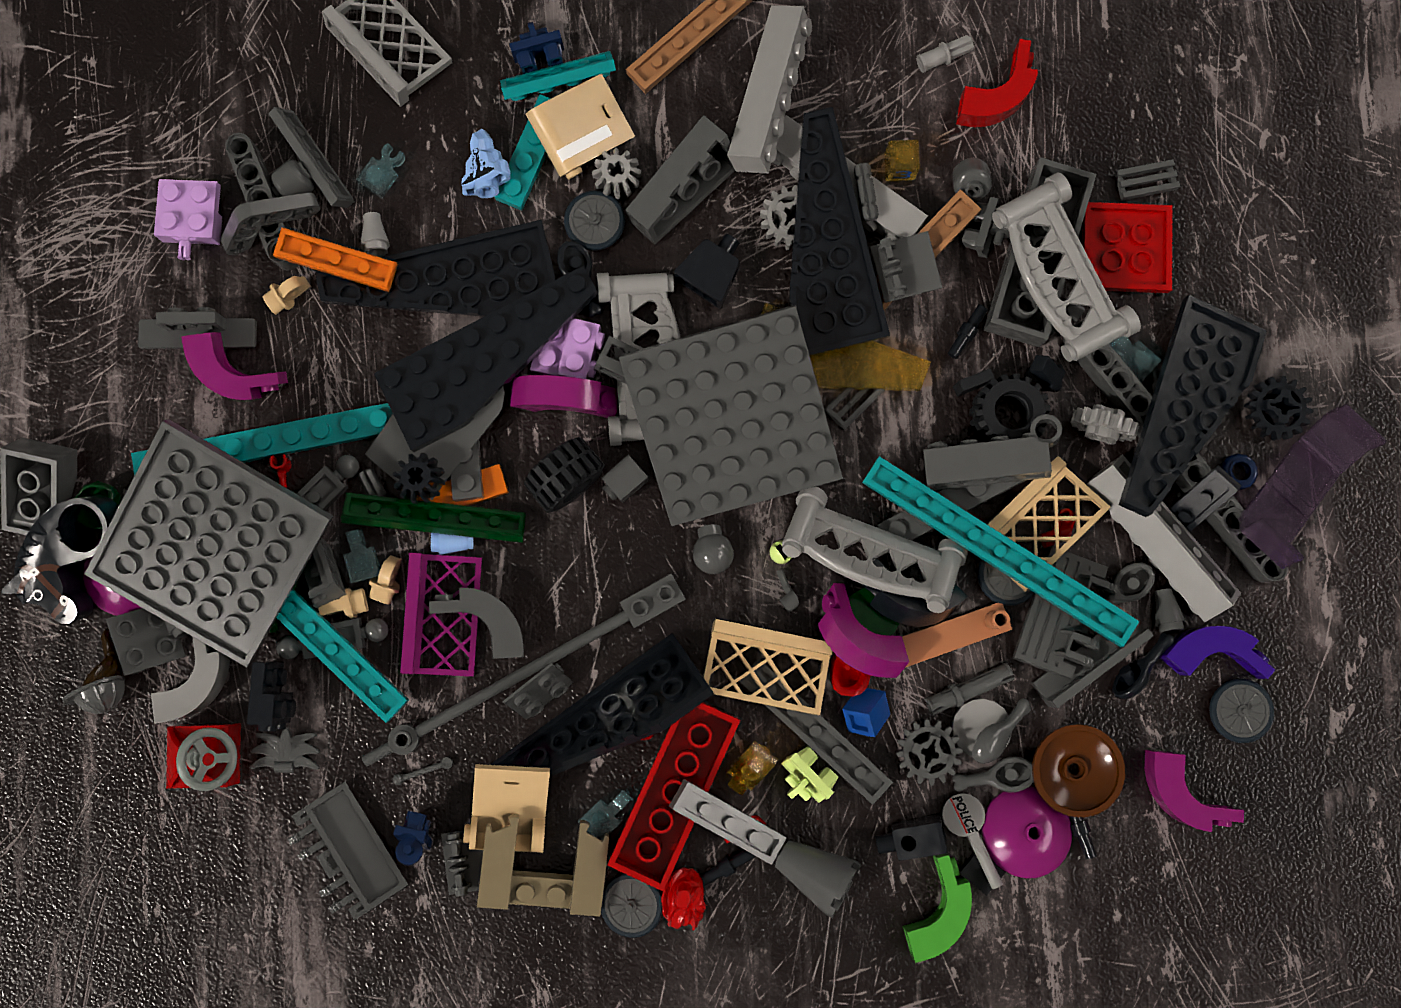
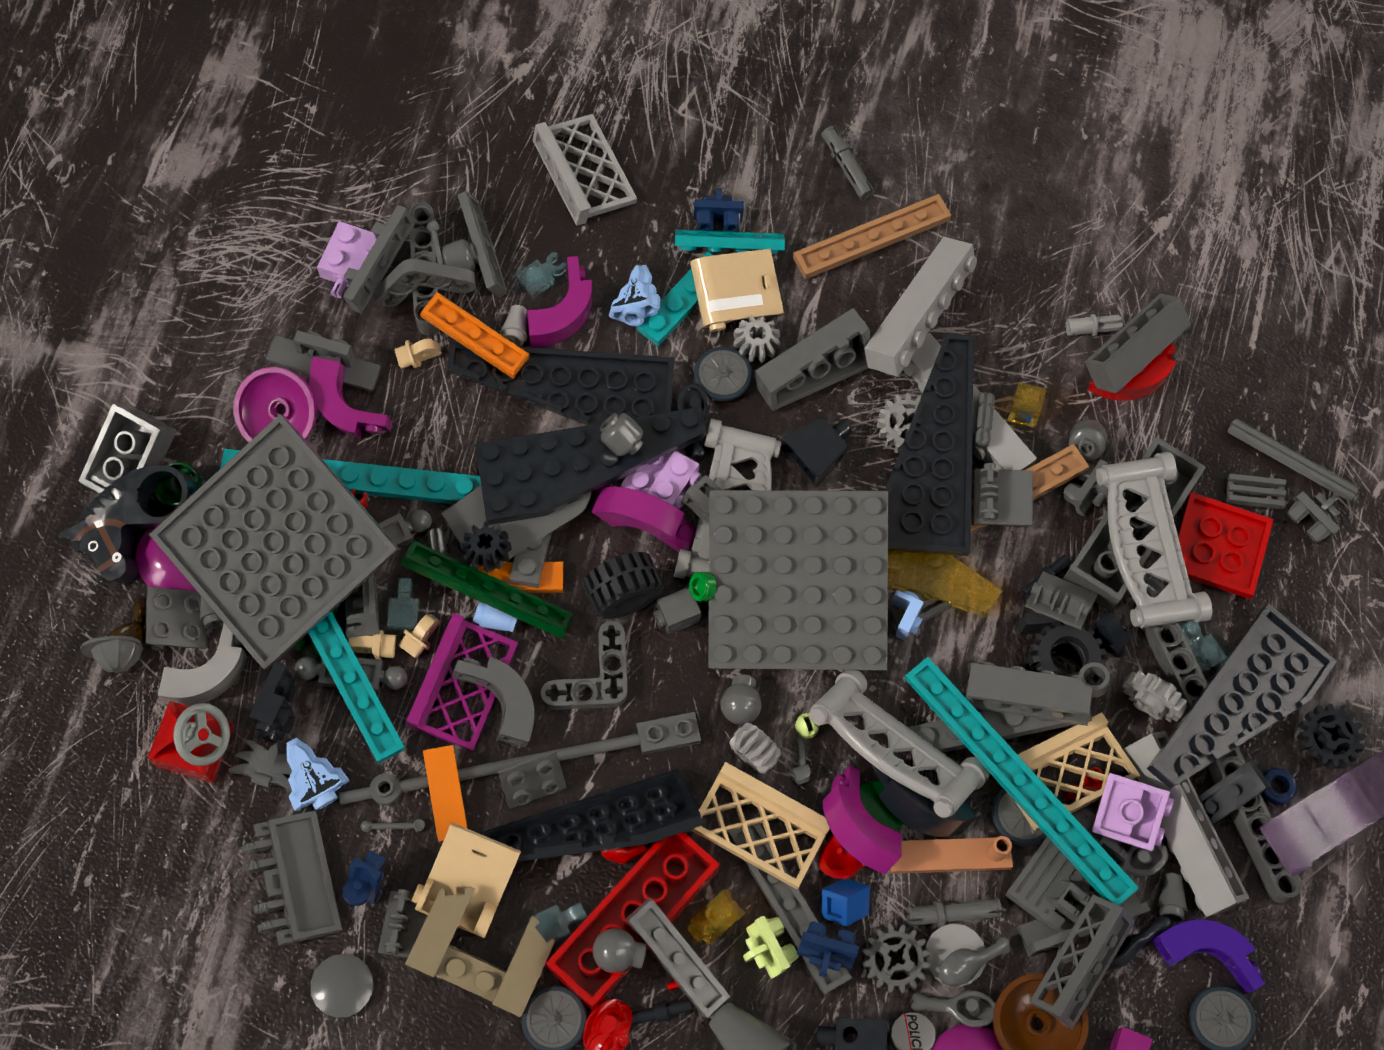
camera: 10 degrees right, 15 degrees down
(149, 399) = (260, 400): none -> magenta dish
(211, 210) = (388, 243): none -> dark grey hinge
(255, 156) = (433, 226): none -> dark grey hinge
(330, 753) = (312, 778): none -> light blue rock
(423, 207) = (566, 318): none -> magenta arch
(426, 935) = (341, 985): none -> dark grey dish
(461, 726) = (444, 789): none -> orange tile
(514, 322) = (621, 434): none -> dark grey head
(572, 576) = (599, 686): none -> dark grey beam
(641, 452) = (702, 586): none -> green tile
(670, 837) = (617, 951): none -> dark grey piece
(739, 593) = (755, 748): none -> light grey gear
(851, 420) = (912, 605): none -> light blue bracket
(861, 770) = (826, 951): none -> dark blue hips
(991, 356) = (1061, 600): none -> dark grey hinge
(997, 63) = (1138, 343): none -> dark grey brick
(1114, 547) = (1132, 812): none -> lavender plate
(1114, 710) = (1093, 963): none -> dark grey fence
(1174, 135) = (1293, 459): none -> dark grey axle
(1222, 195) = (1324, 524): none -> dark grey hips

